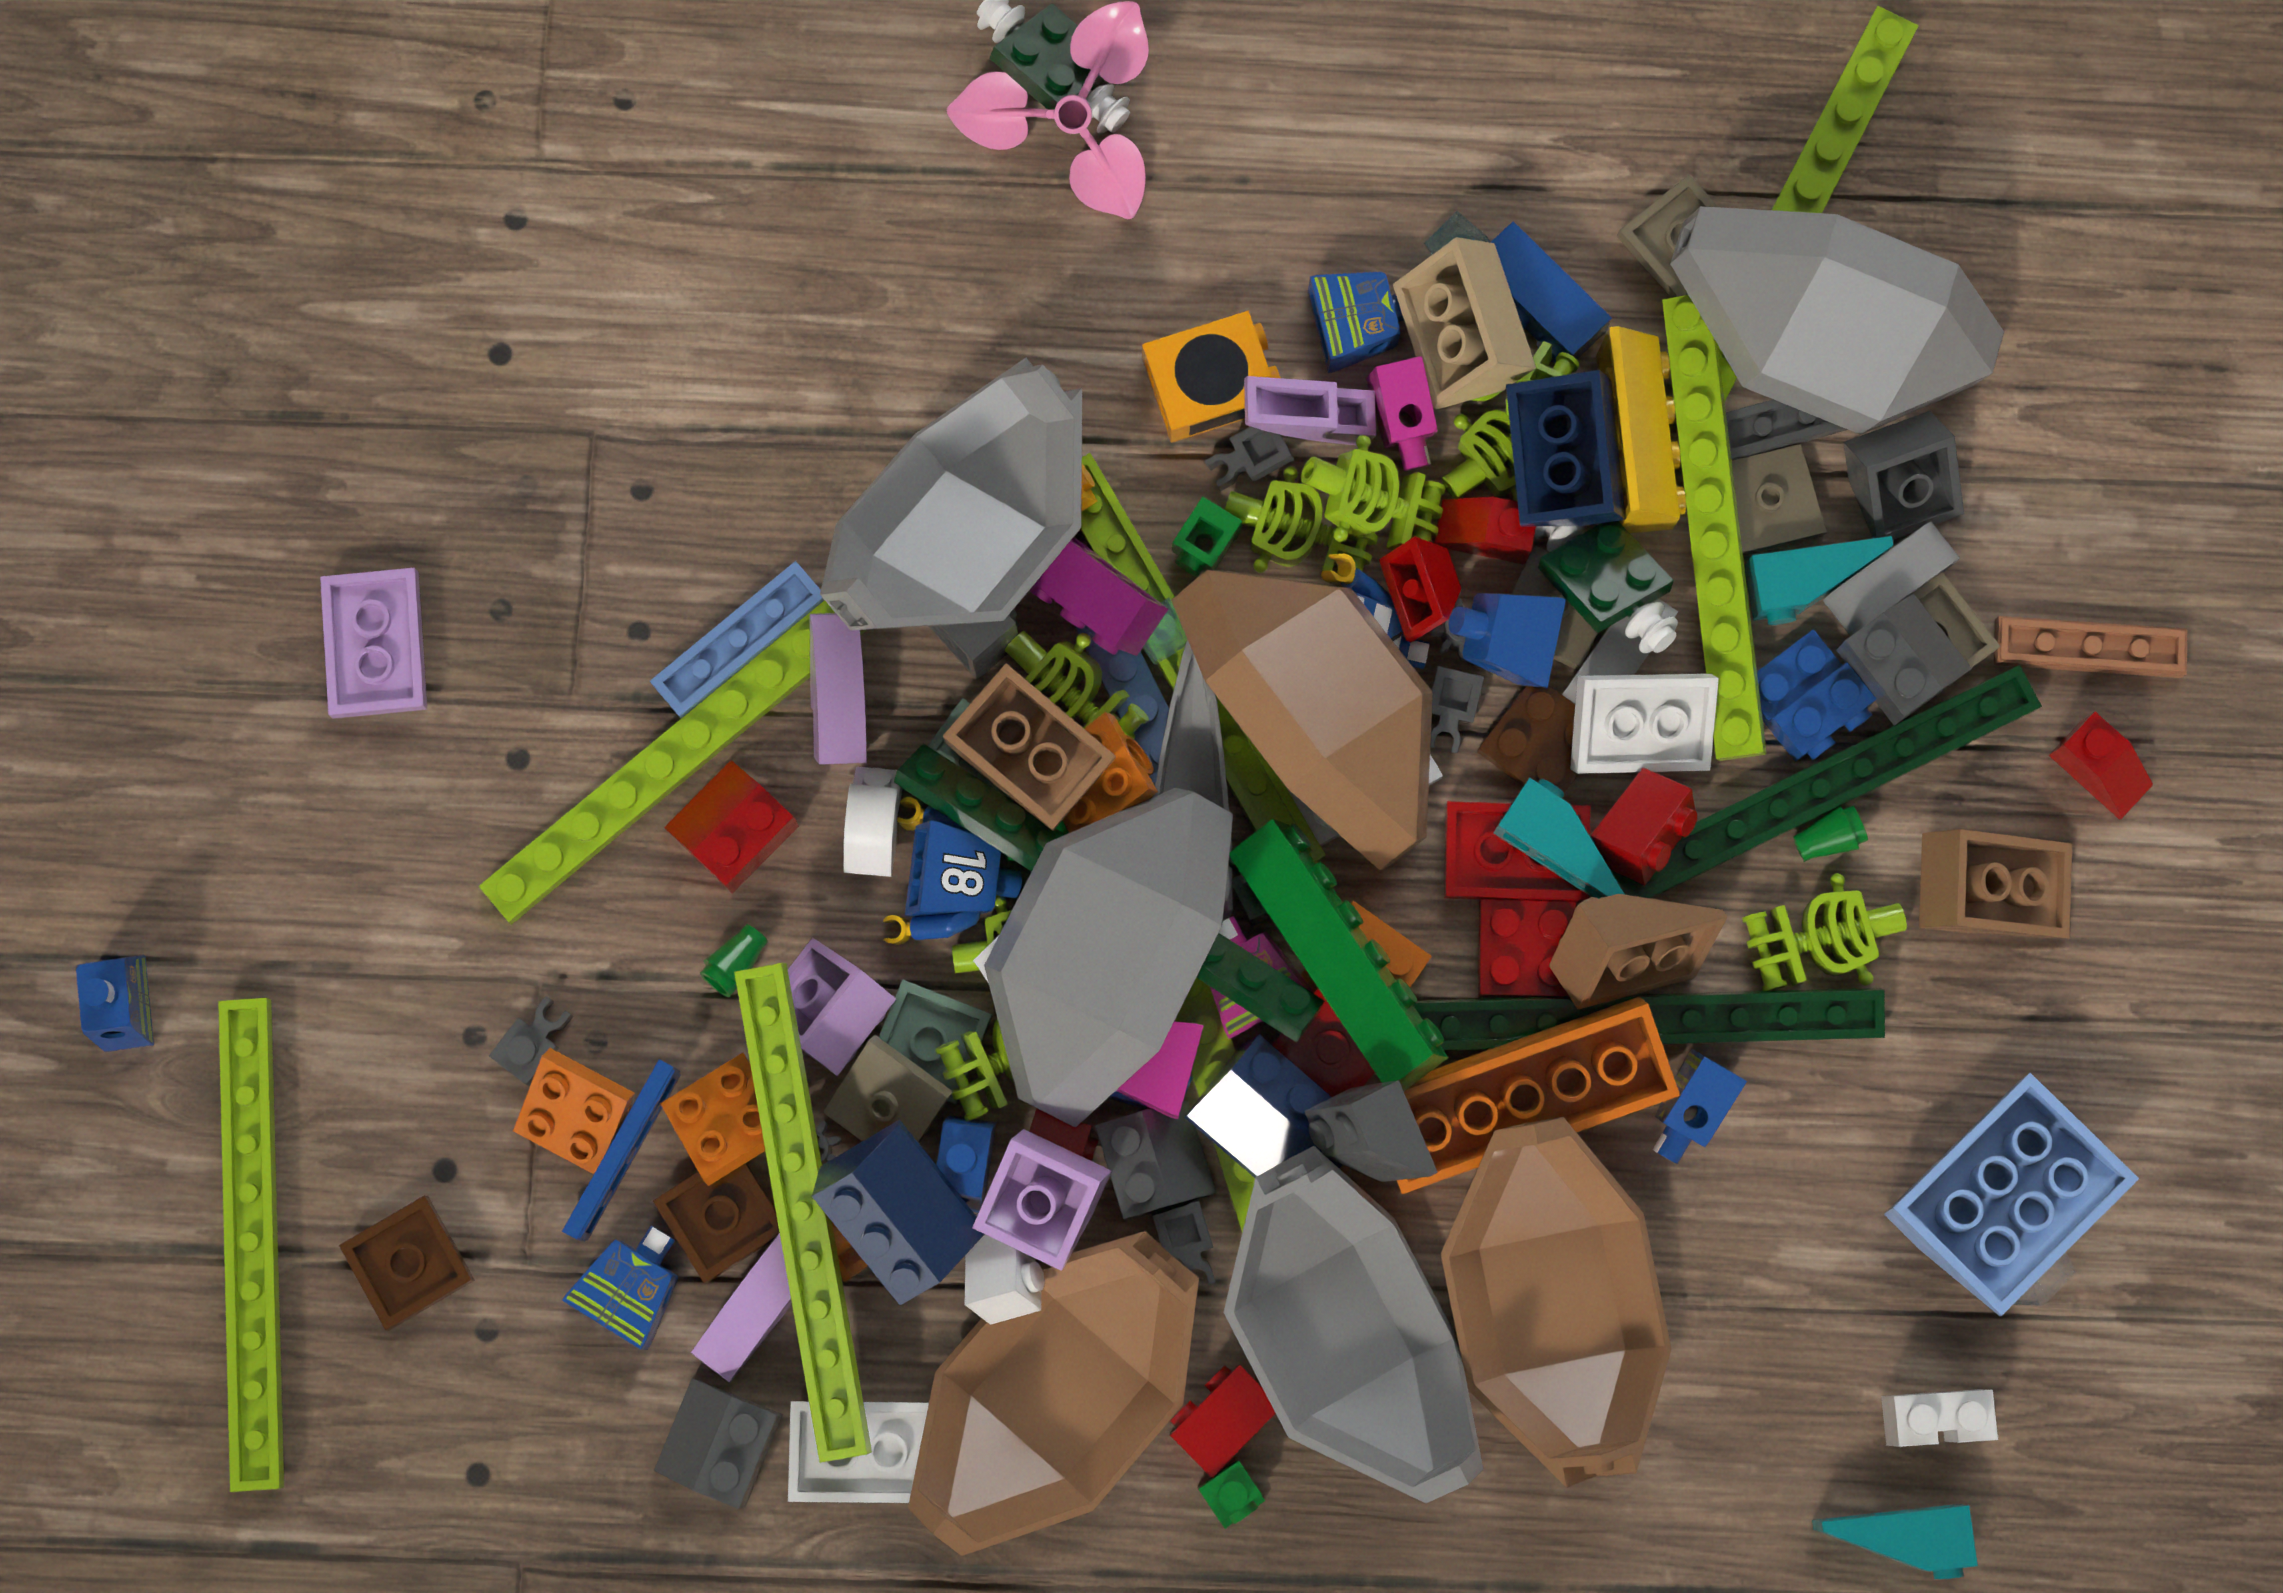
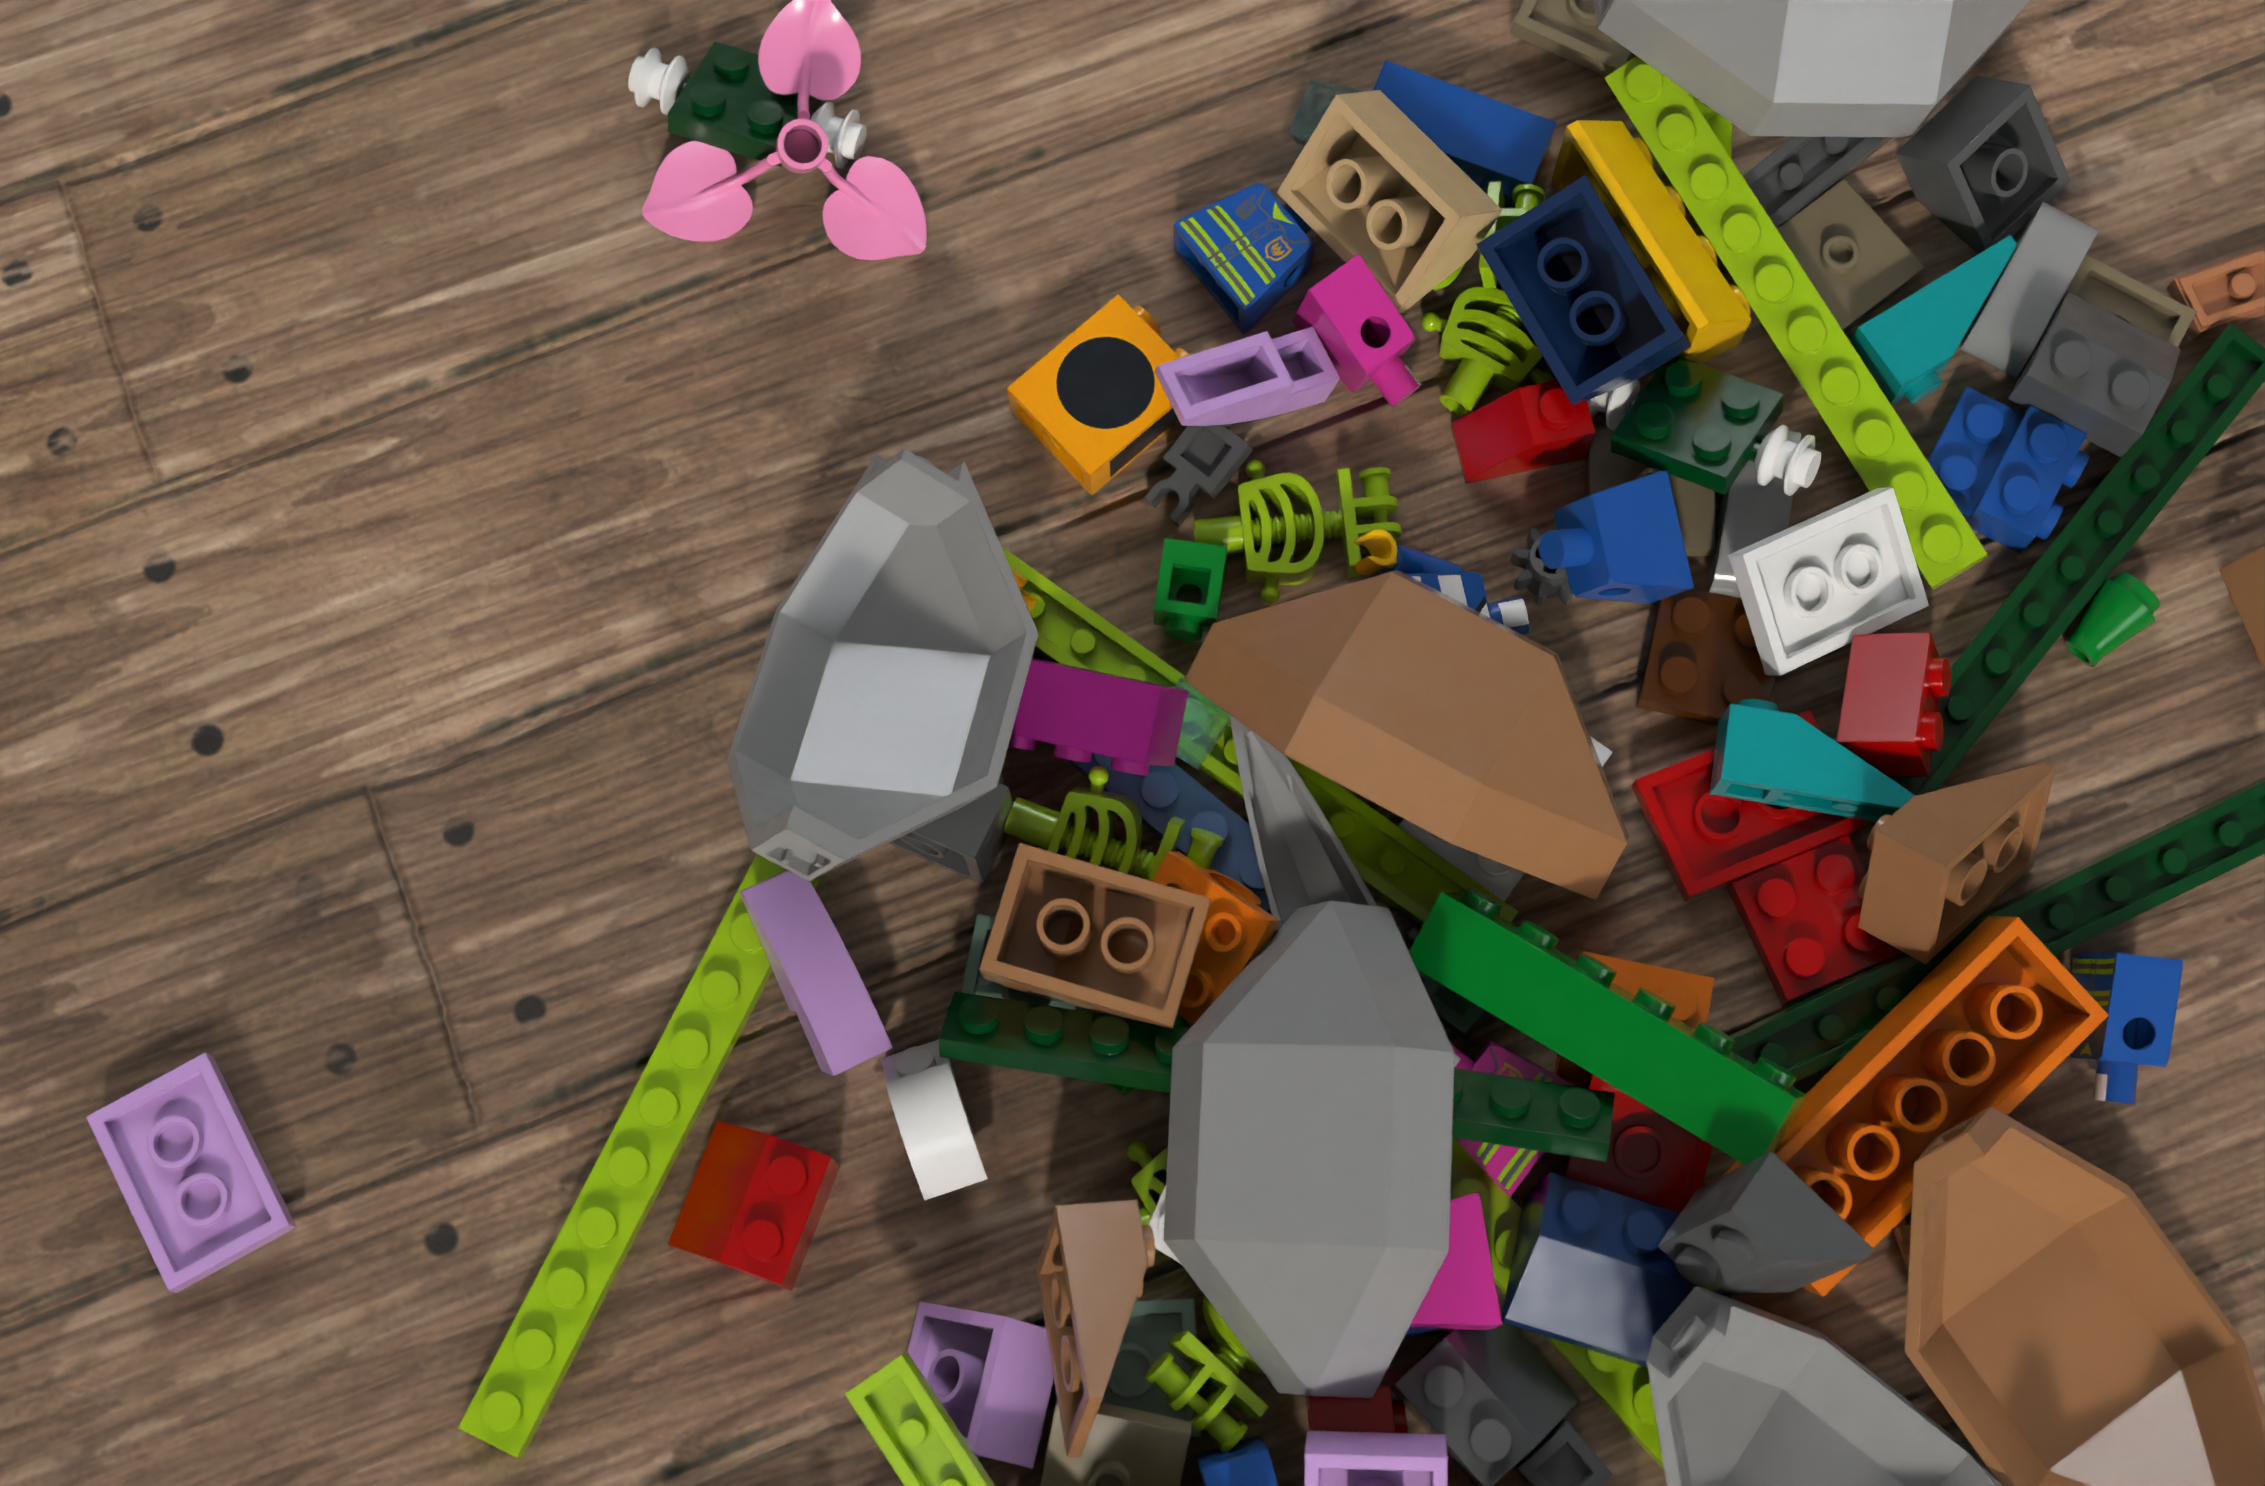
camera: 20 degrees left, 5 degrees down
(735, 955) = (830, 1375): green cone -> none
(737, 639) = (660, 965): medium blue plate -> none
(923, 975) = (1087, 1290): none -> medium nougat slope
(950, 877) = (1062, 1140): blue torso -> none
(1371, 482) = (1361, 441): lime torso -> none
(1421, 585) = (1482, 532): red slope -> none
(1454, 699) = (1587, 654): dark grey plate -> none
(1856, 927) = (2183, 725): lime torso -> none

